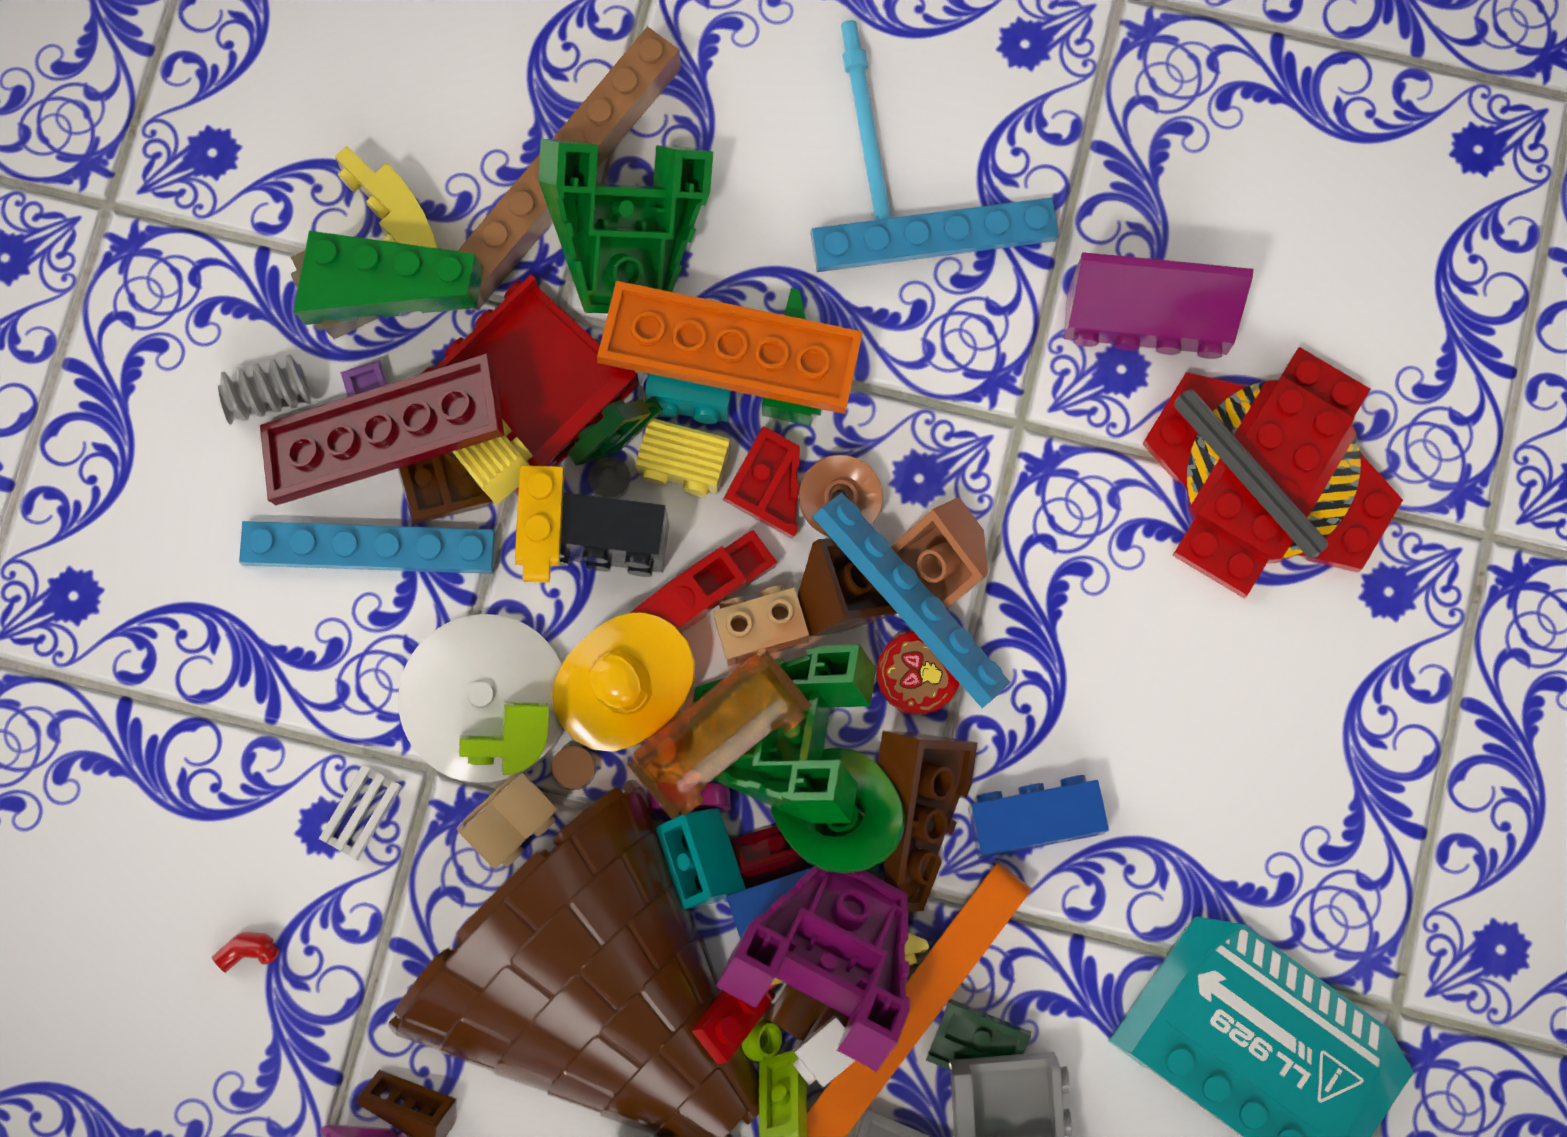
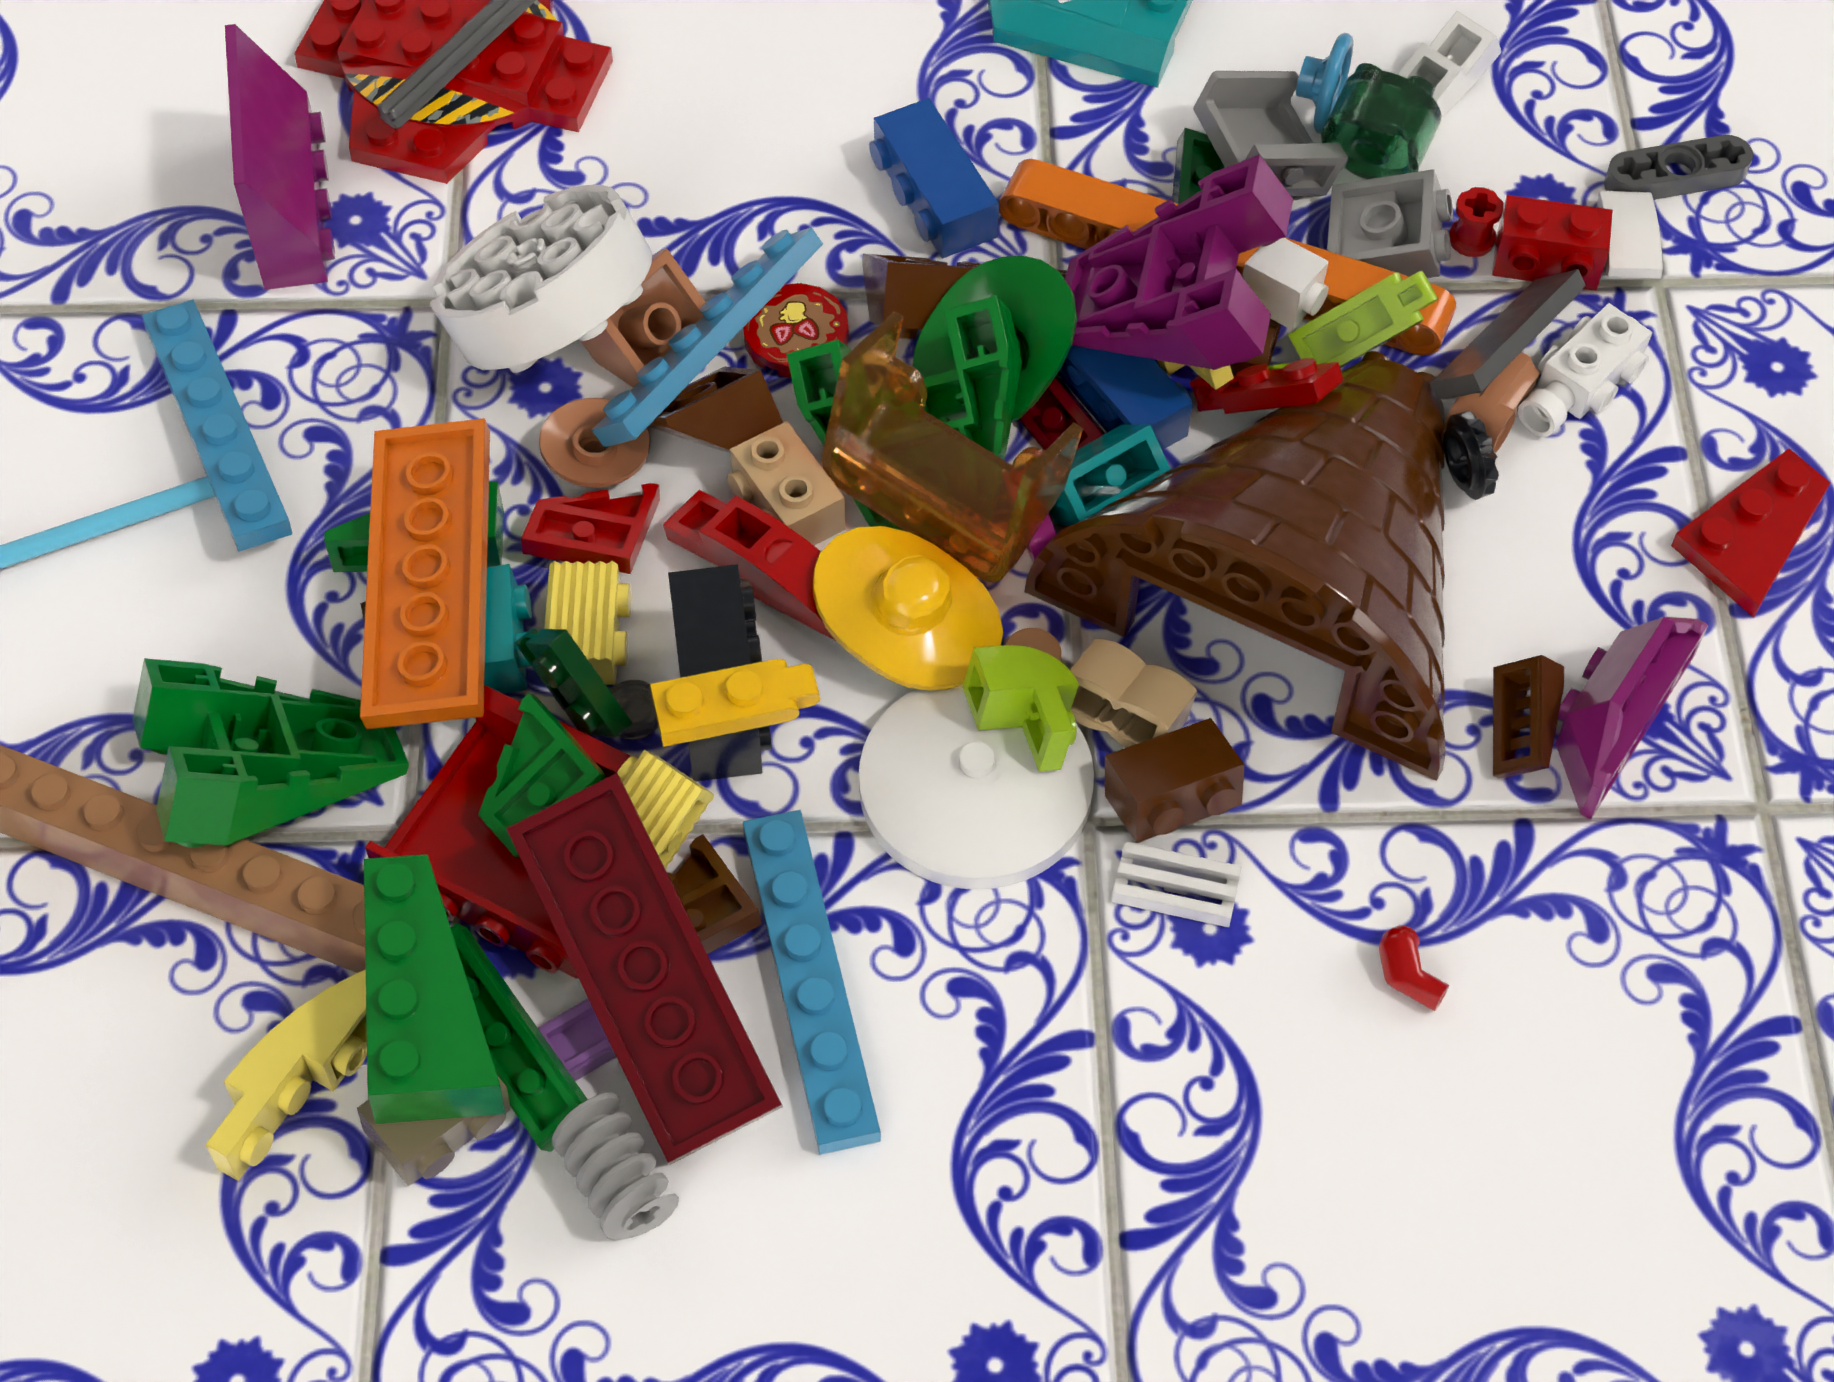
camera: 105 degrees left, 20 degrees down
(377, 344) = (535, 1077): none -> green tile
(426, 829) = (1174, 780): none -> reddish brown brick
(552, 395) = (535, 771): none -> green wing
(975, 477) = (542, 279): none -> white brick

